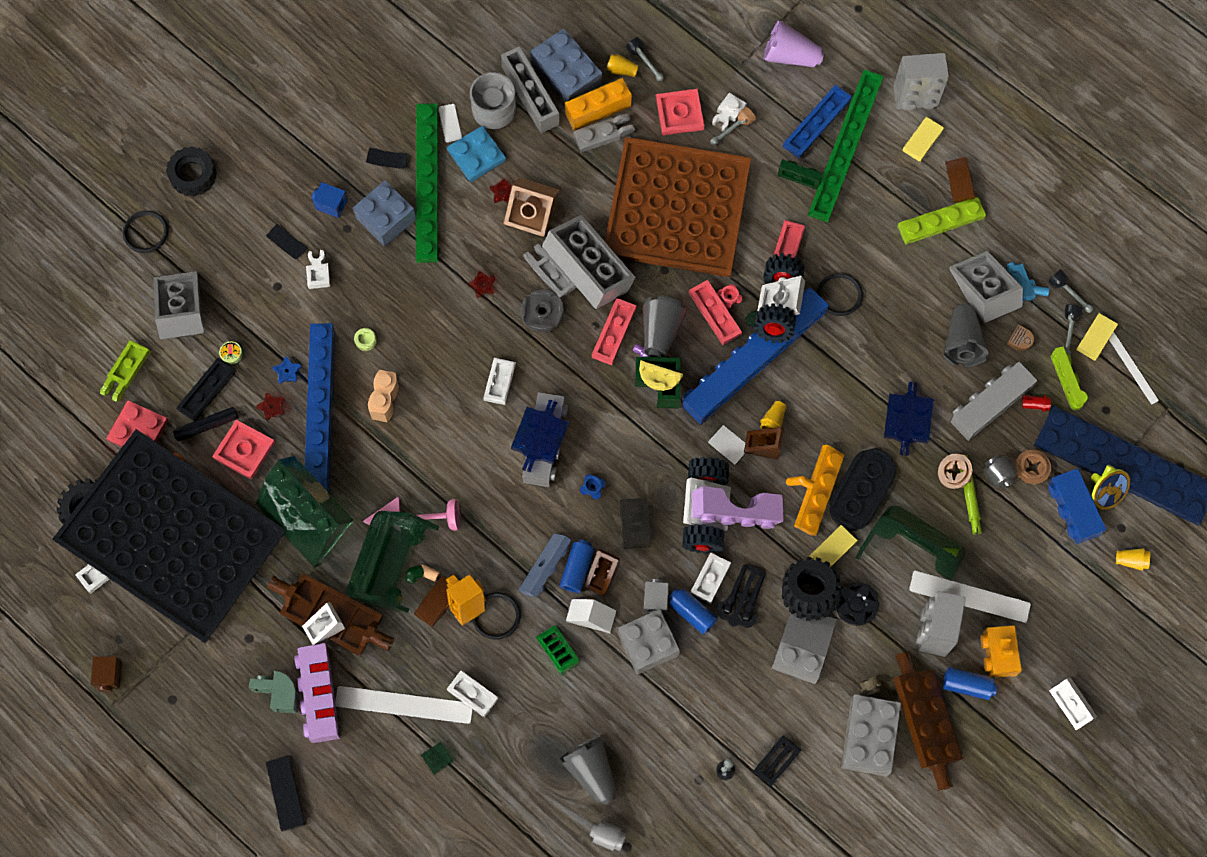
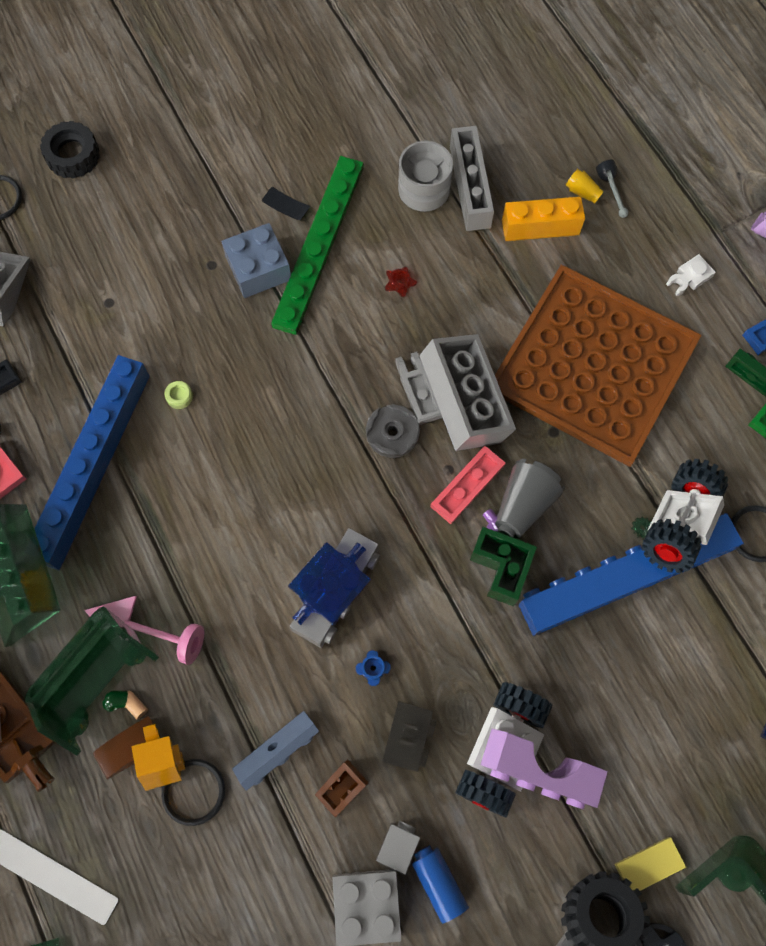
camera: 20 degrees right, 0 degrees up
(231, 353) = (24, 359): tile -> none
(270, 400) = (45, 440): clear red plate -> none
(286, 242) = (139, 257): black sticker -> none
(289, 376) = (75, 407): blue plate -> none
(317, 273) = (157, 303): white plate -> none
(329, 199) = (203, 226): blue brick -> none
(382, 398) = (164, 472): light nougat brick -> none
(450, 123) = (370, 188): white sticker -> none
(472, 694) = (120, 889): white plate -> none
(476, 154) = (385, 230): dark azure plate -> none
(479, 279) = (331, 372): clear red plate -> none
(499, 381) = (310, 497): white plate -> none
(531, 206) = (424, 306): medium nougat slope -> none
(565, 66) = (520, 165): sand blue brick -> none
(569, 664) = (255, 897): green slope -> none
(577, 566) = (314, 767): blue brick -> none
(591, 614) = (309, 838): white slope -> none
(602, 133) = (537, 252): light grey hinge -> none
(659, 377) = (501, 562): light yellow tile -> none
(679, 112) = (634, 257): coral plate -> none
(710, 578) = (477, 847): white plate -> none
(715, 312) = (598, 504): coral plate -> none
(728, 444) = (560, 674): white sticker -> none
(729, 290) = (625, 482): coral plate -> none
(734, 619) = (489, 916): black piece -> none
(744, 117) = (708, 287): hinge -> none
(764, 442) = (607, 690): reddish brown slope -> none
(774, 416) = (627, 663): yellow cone -> none
(789, 238) = (717, 445): coral tile -> none
(818, 489) = (655, 777): light orange plate -> none
(862, 489) = (712, 797): black tile -> none

